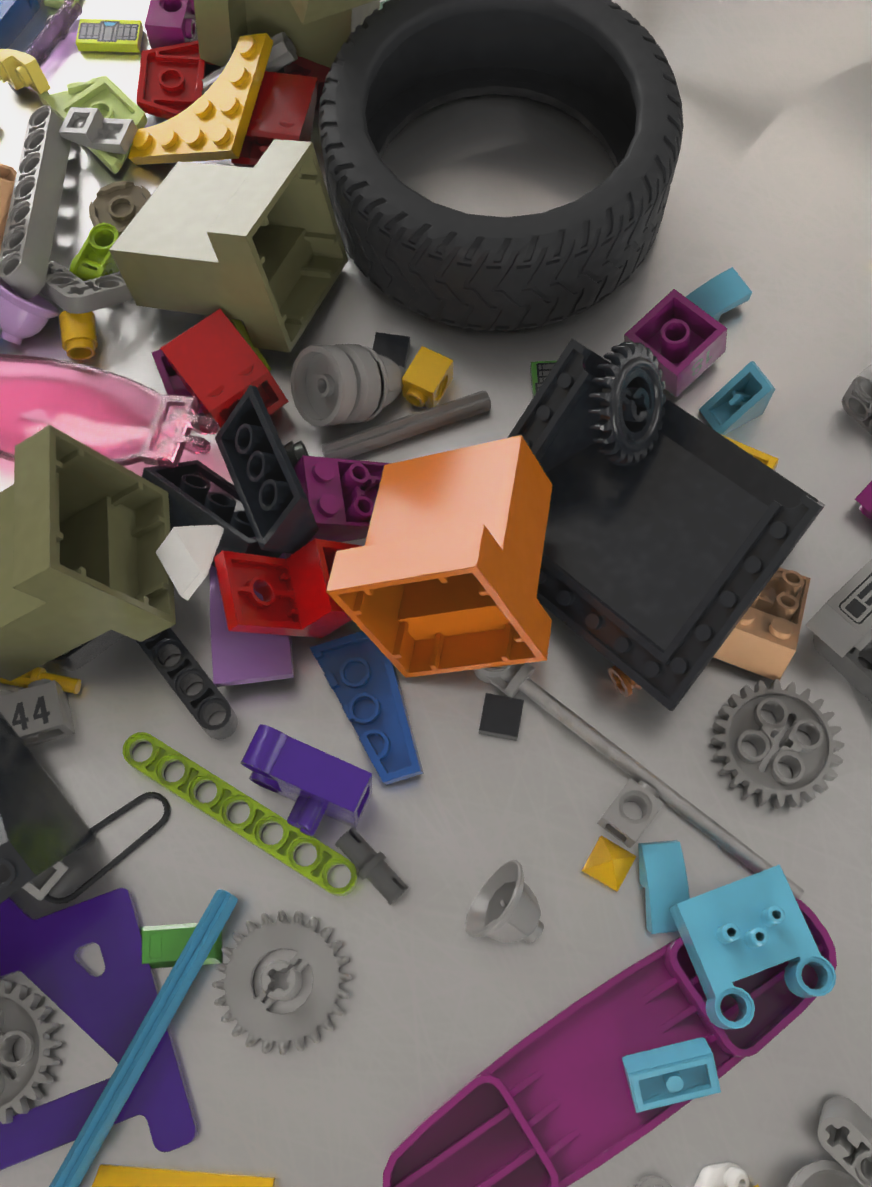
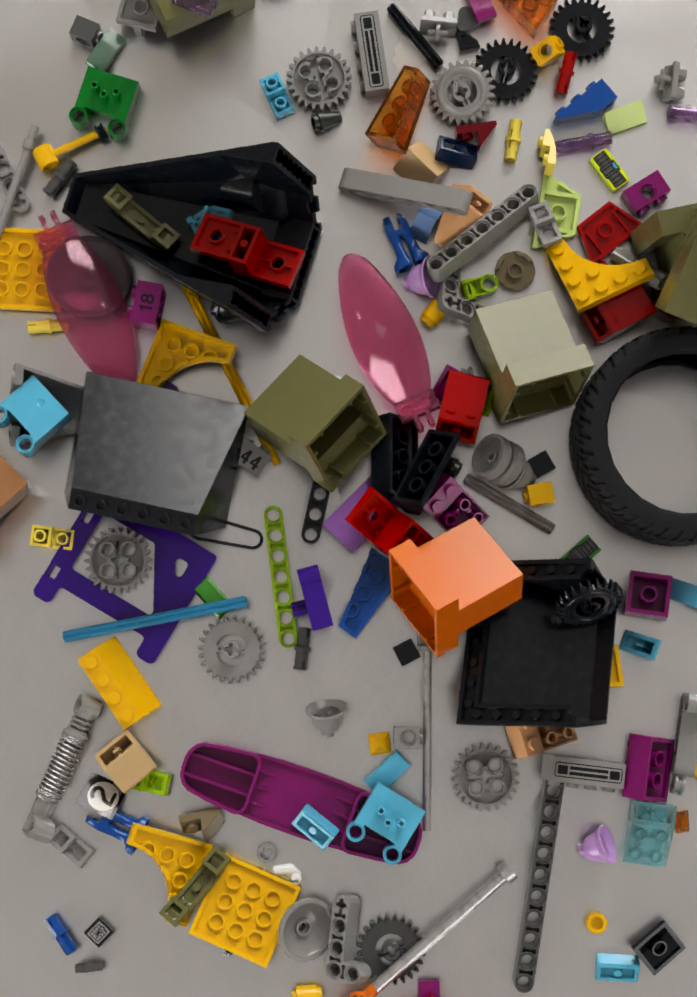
camera: 45 degrees right, 15 degrees up
(189, 555) = (363, 475): white slope -> none

